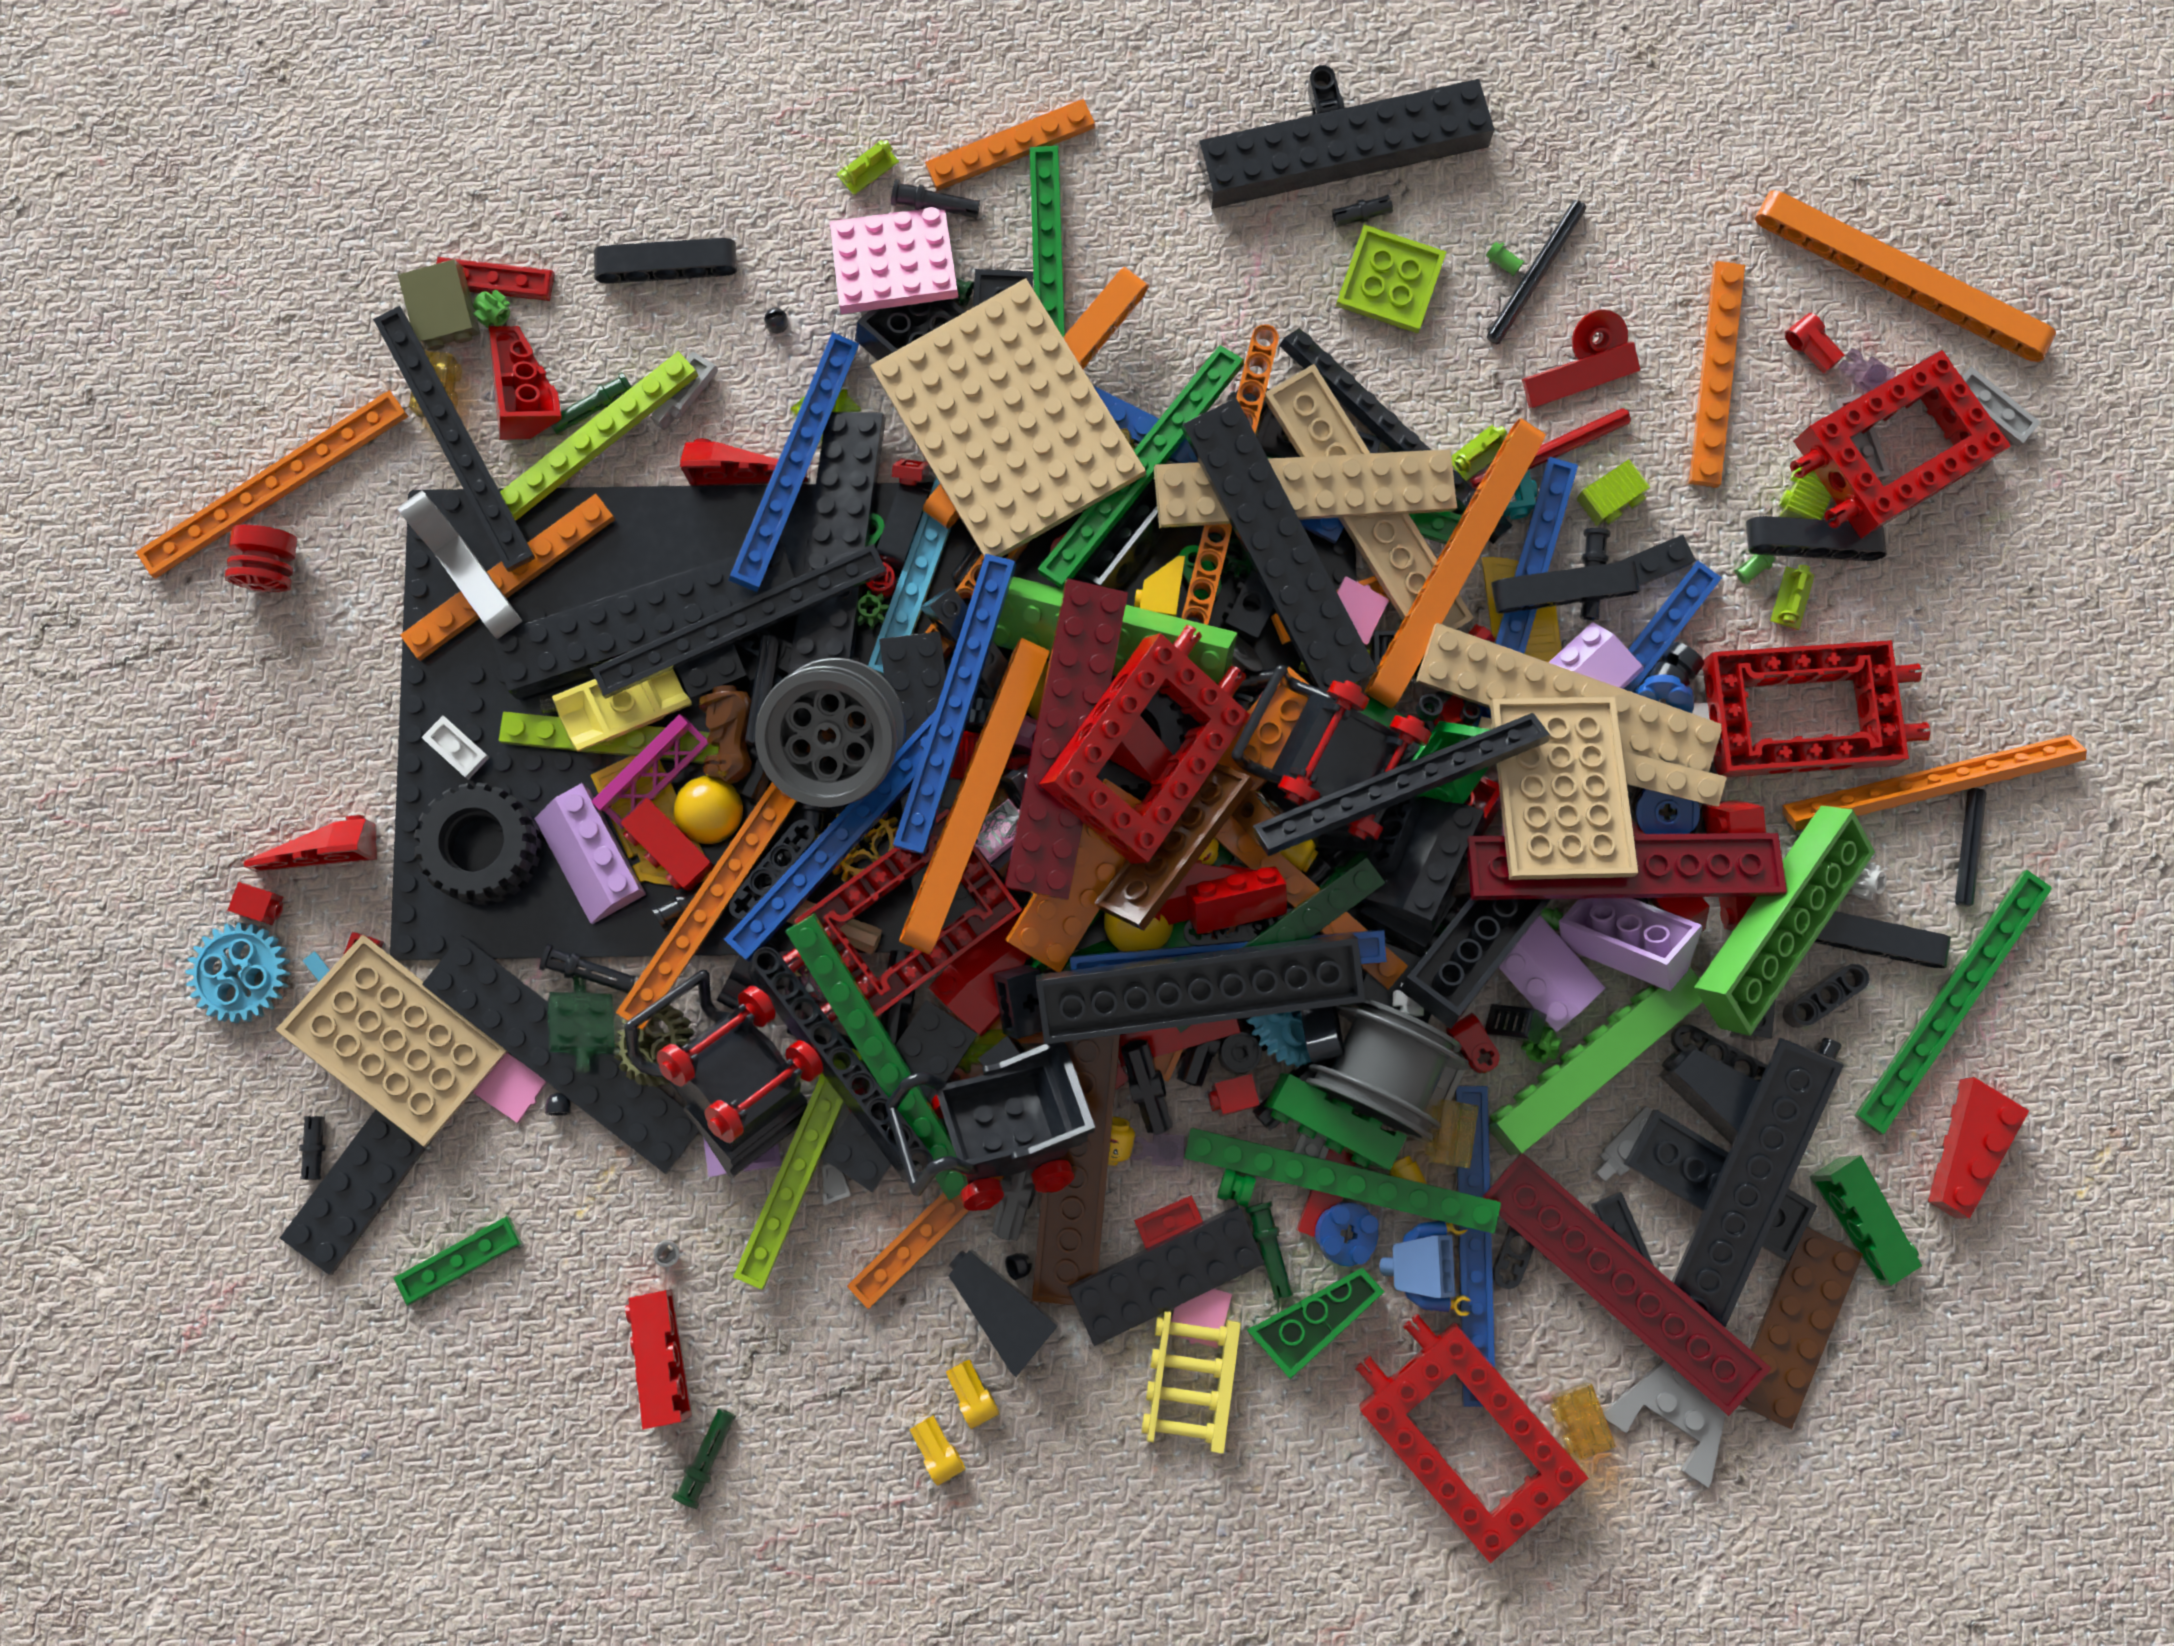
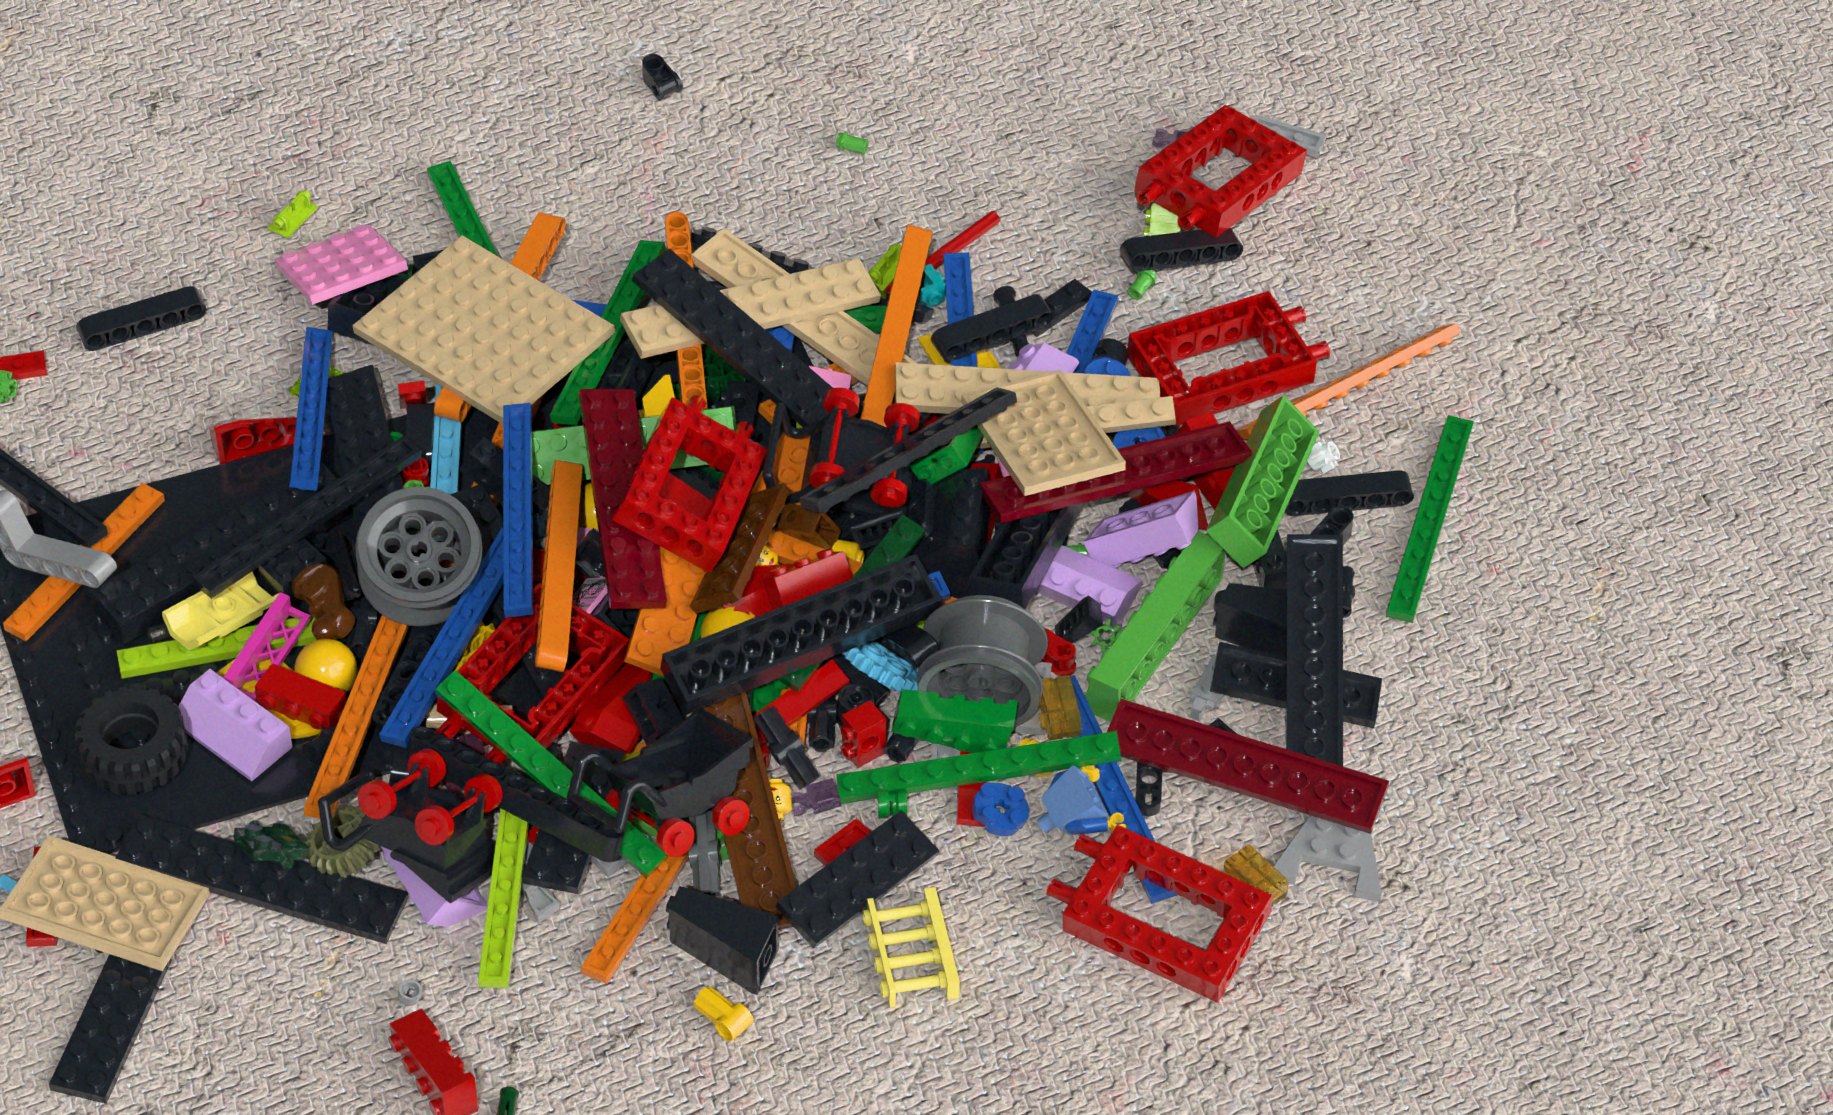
camera: 20 degrees left, 30 degrees down
(312, 1148) = (55, 1011): black pin -> none
(455, 747) = (80, 684): white plate -> none
(458, 1260) = (220, 1057): green tile -> none
(511, 1087) = (221, 921): bright pink piece -> none
(522, 392) = (46, 436): red wedge -> none
(557, 1105) = (270, 918): black hinge -> none
(570, 969) = (246, 811): black pin -> none
(594, 402) = (122, 422): dark green pin -> none
(598, 434) = (133, 439): lime plate -> none
(681, 401) = (190, 399): light grey hinge -> none
(776, 324) = (253, 335): black hinge -> none
(922, 198) = (346, 223): black pin -> none
(940, 1457) = (713, 1067): yellow piece -> none
(1009, 144) = (406, 174): orange plate -> none
(1206, 1311) = (901, 896): bright pink piece -> none
(1266, 1234) = (933, 830): dark green pin -> none
(1310, 1325) = (995, 878): green wedge -> none
(1345, 143) = (688, 102): black brick -> none
(1362, 211) = (721, 142): black pin -> none
(1390, 278) = (763, 178): lime plate -> none
(1536, 272) = (881, 146): black axle -> none
(1581, 374) = (947, 198): red tile -> none
(1611, 332) = (959, 166): red dish -> none
(1613, 493) = (1006, 265): lime brick -> none
(1716, 374) = (1057, 174): orange plate -> none
(1792, 596) = (1181, 294): lime hinge -> none
(1800, 1324) = (1405, 760): reddish brown plate -> none
(1810, 337) = (1120, 129): red piece -> none
(1867, 1218) = (1423, 671): green wedge -> none
(1906, 276) = (1178, 73): orange beam -> none
(1970, 847) = (1398, 417): black axle -> none
(1976, 1143) = (1489, 597): red wedge -> none

